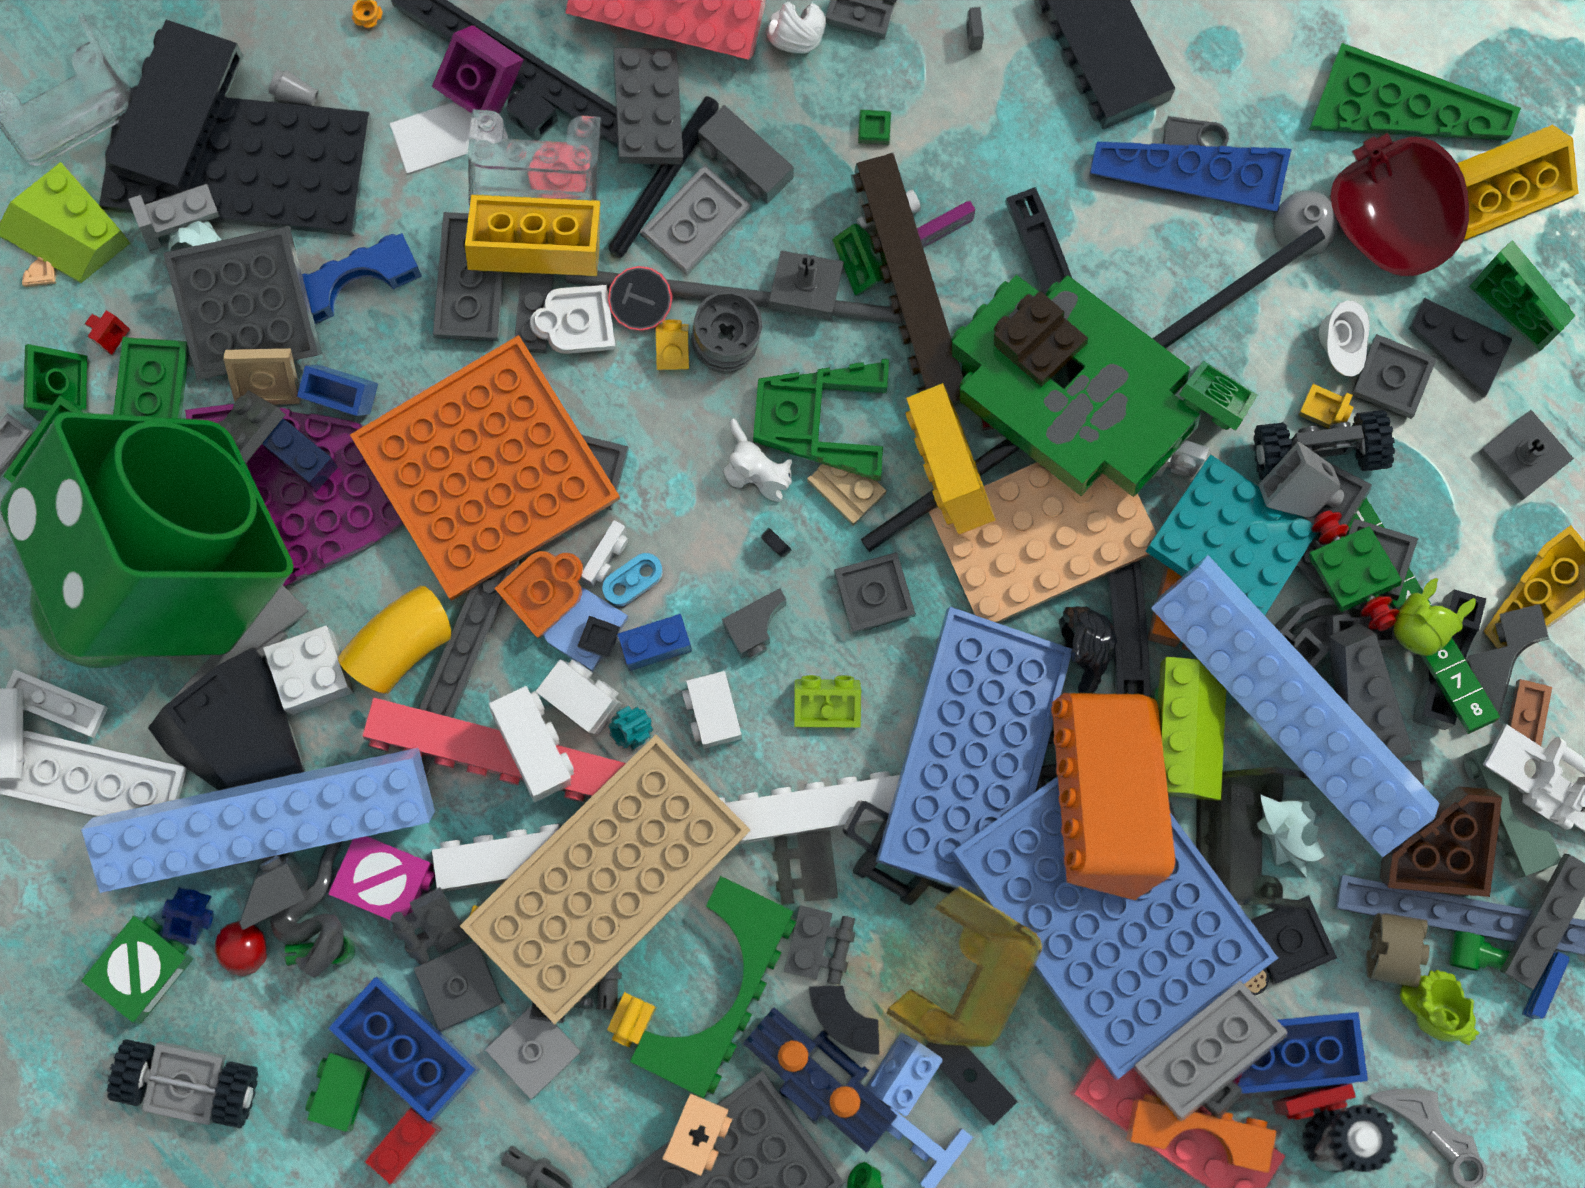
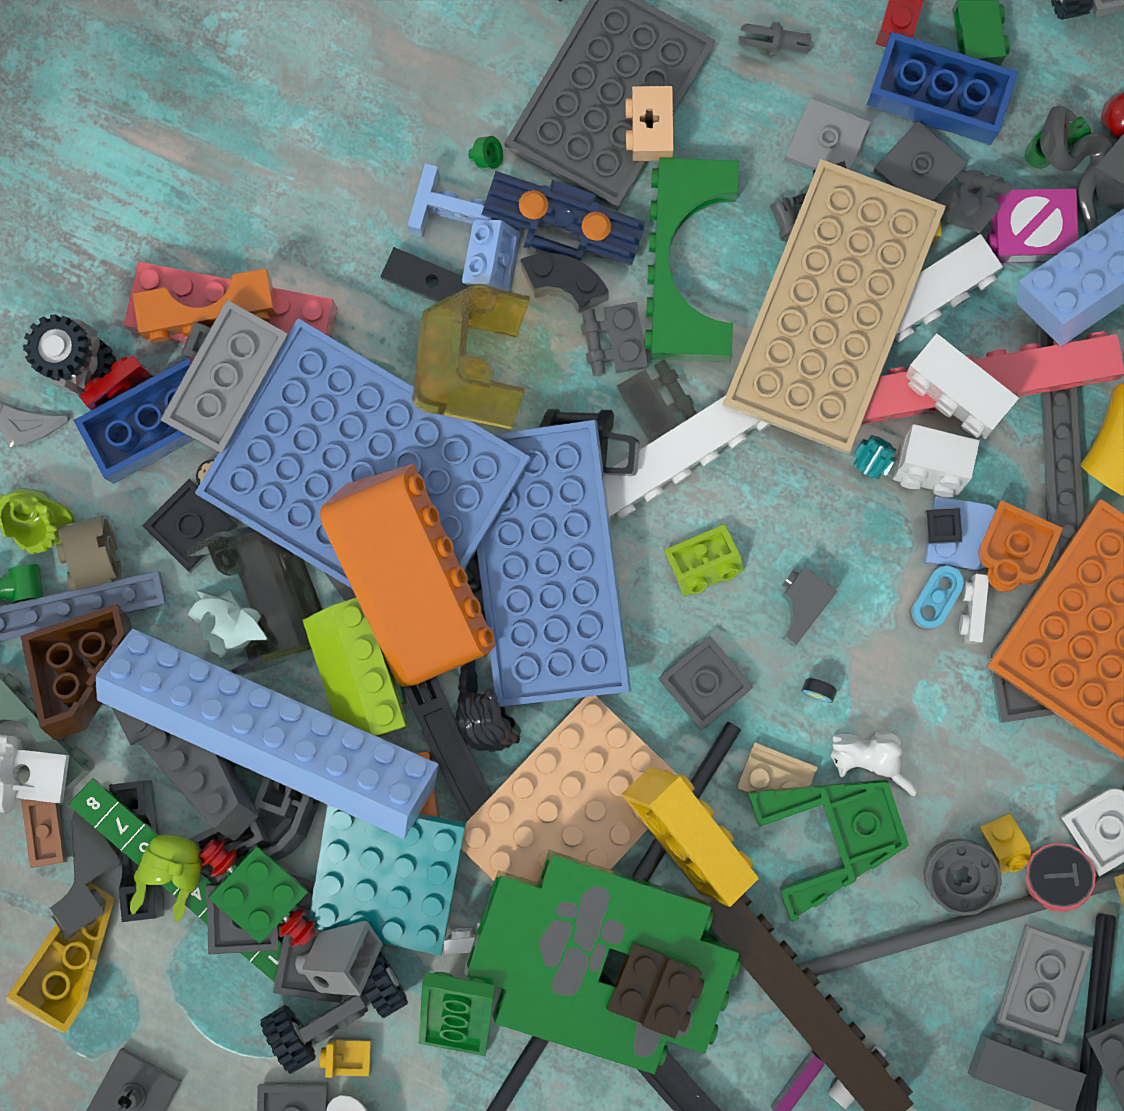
camera: 165 degrees right, 5 degrees up
(630, 1020) = (753, 200): yellow brick -> none
(654, 642) = (889, 545): blue piece -> none
(713, 710) = (806, 506): white brick -> none
(805, 285) = (905, 961): dark grey tile -> none
(858, 258) = (866, 1013): green slope -> none

